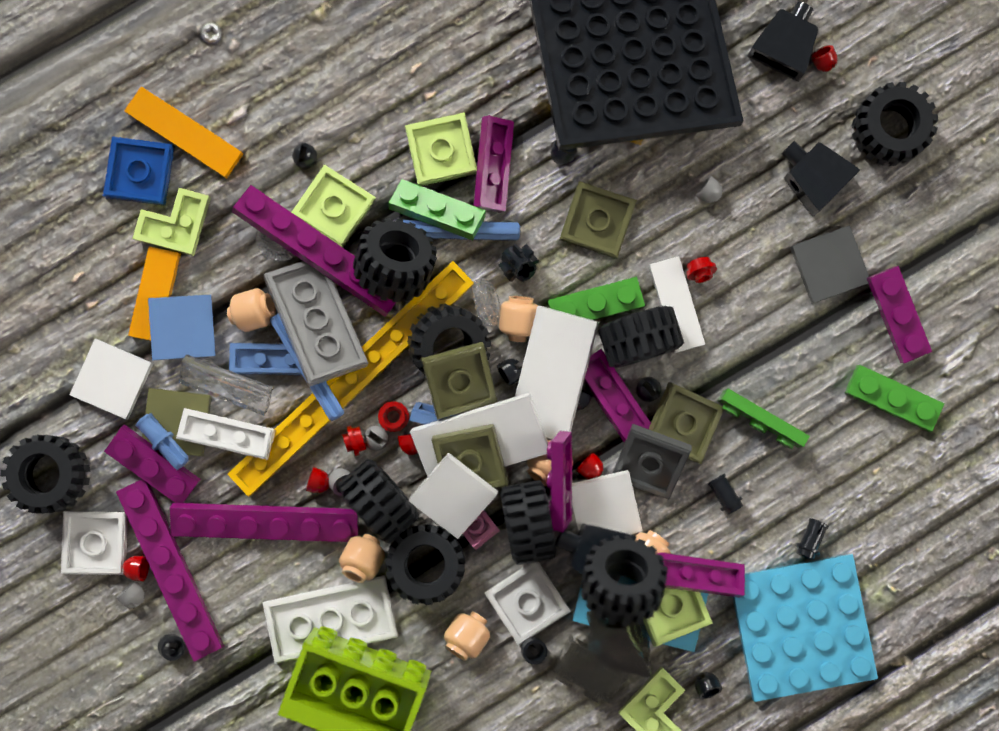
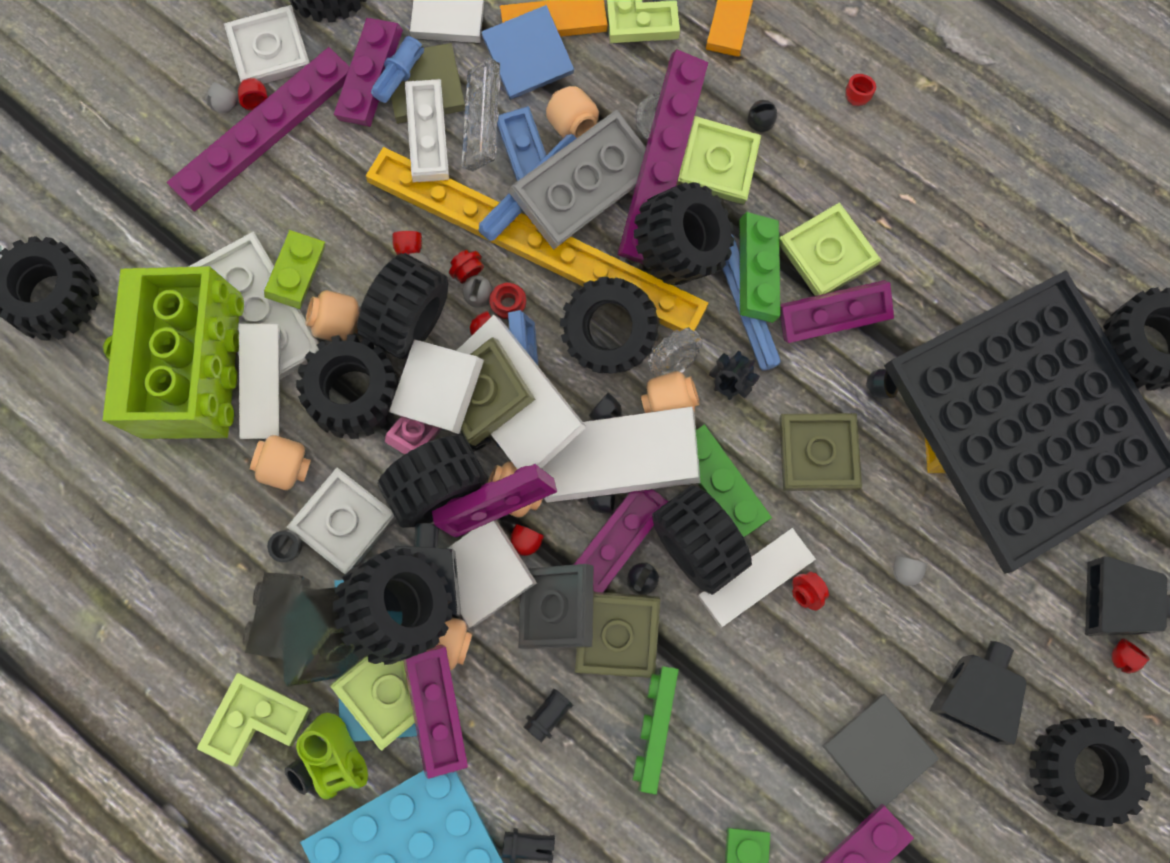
camera: 65 degrees right, 10 degrees down
(171, 653) = (169, 156): black hinge -> none
(263, 522) = (341, 198): magenta plate -> none
(309, 65) = (860, 89): none -> red hinge
(309, 578) = (294, 269): none -> lime plate
(395, 632) = (259, 380): none -> white tile
(459, 380) = (572, 345): olive tile -> none
(703, 660) = (331, 763): none -> lime piece

